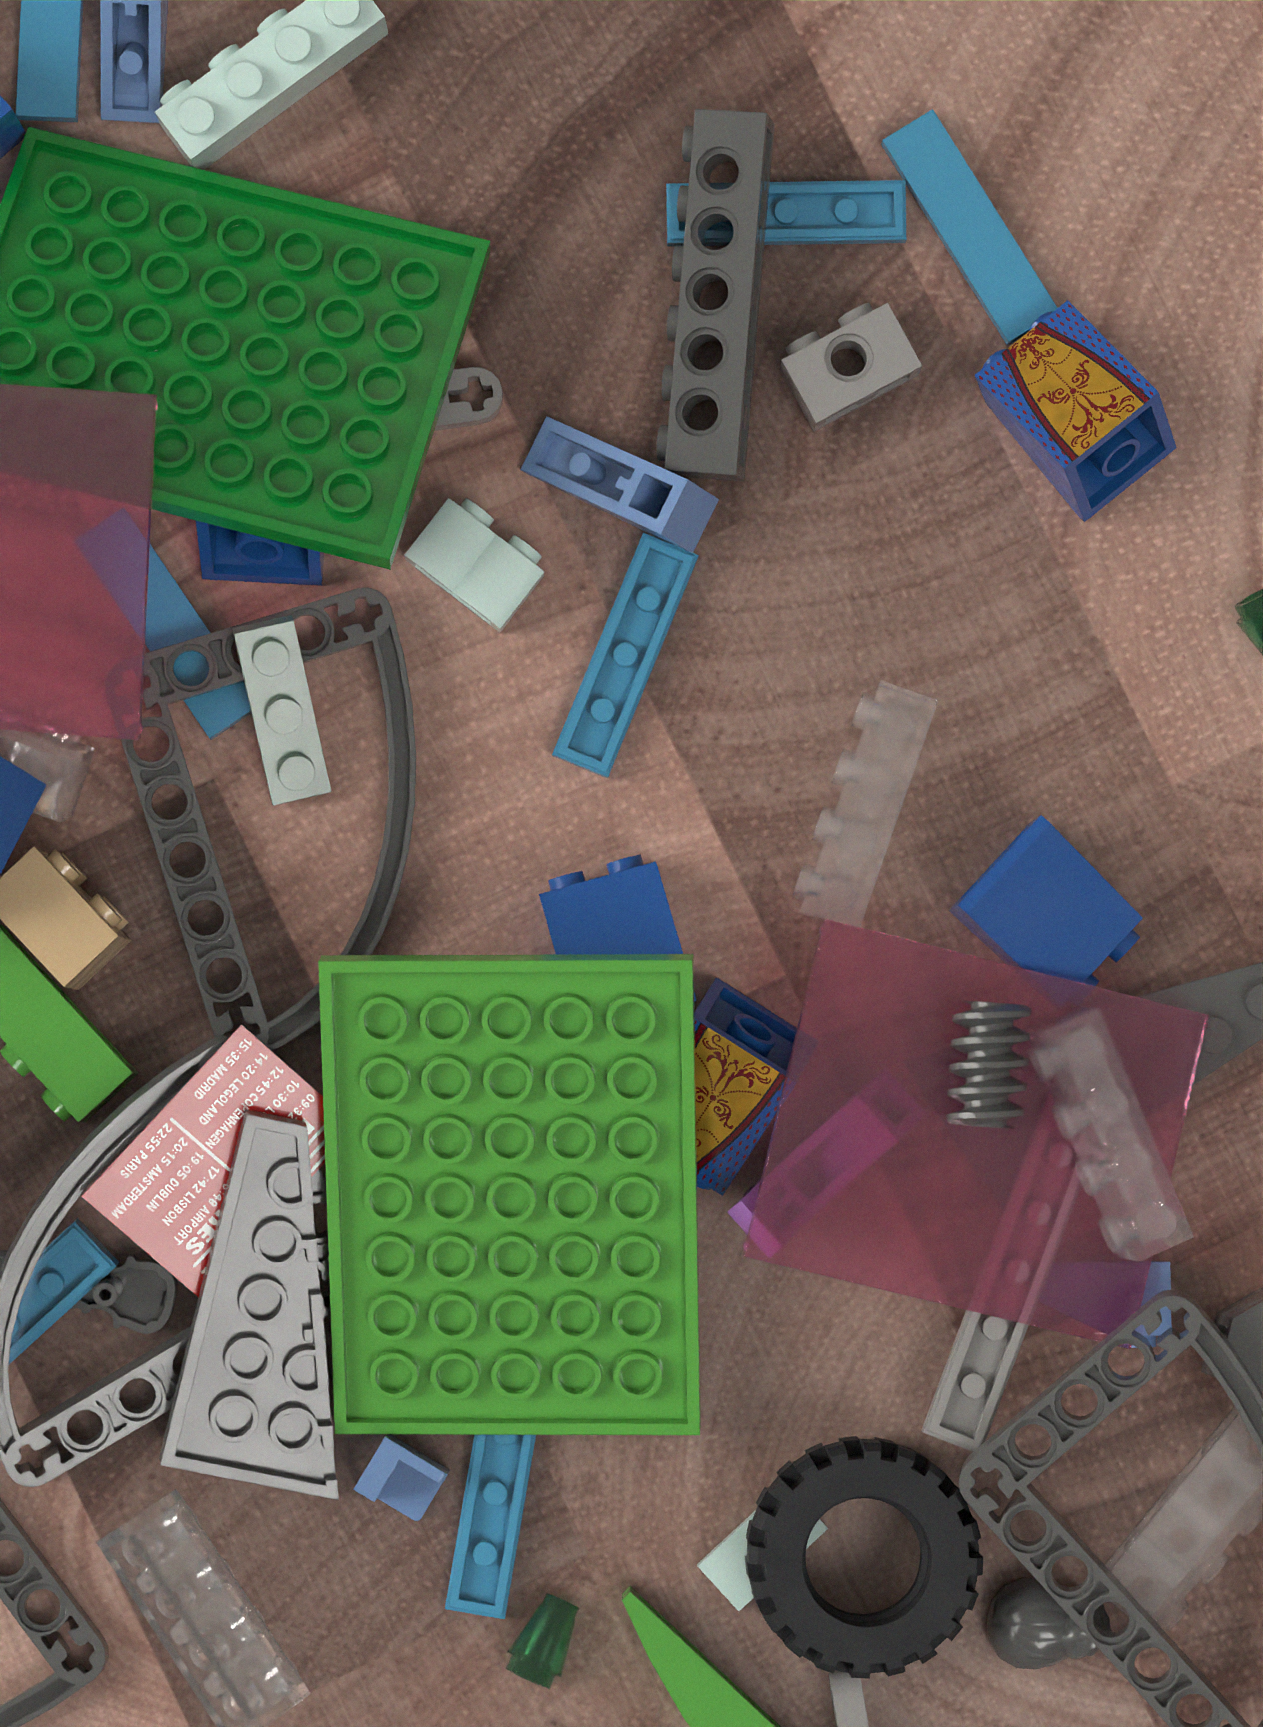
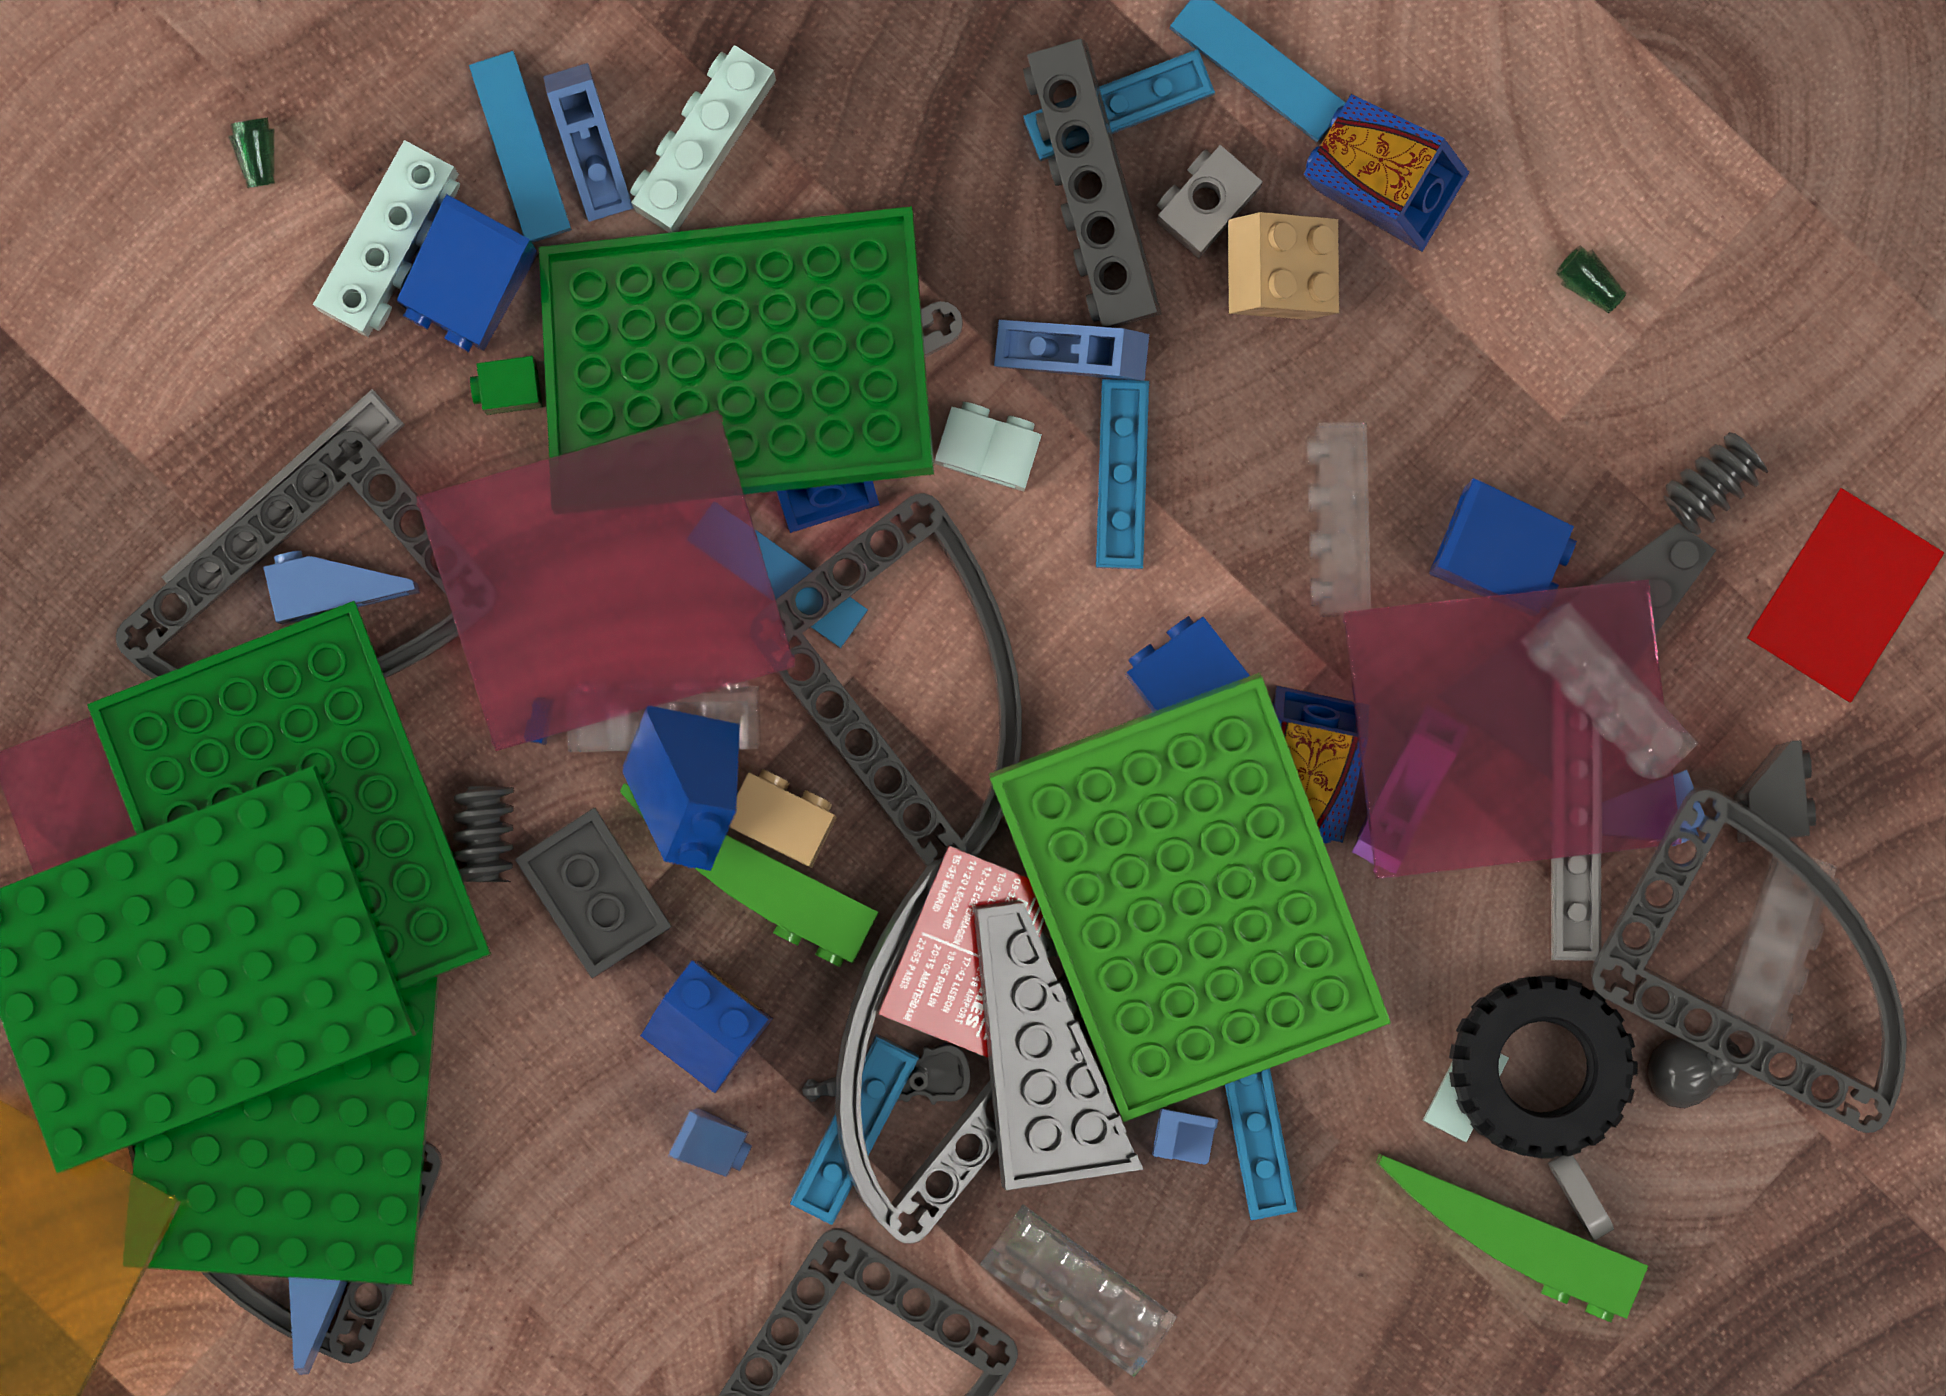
camera: 15 degrees left, 0 degrees up
(282, 710) = (887, 607): plate -> none
(544, 1642) = (1332, 1217): clear green cone -> none
(909, 476) = (1283, 266): none -> tan brick
(988, 1064) = (1503, 673): dark grey piece -> none

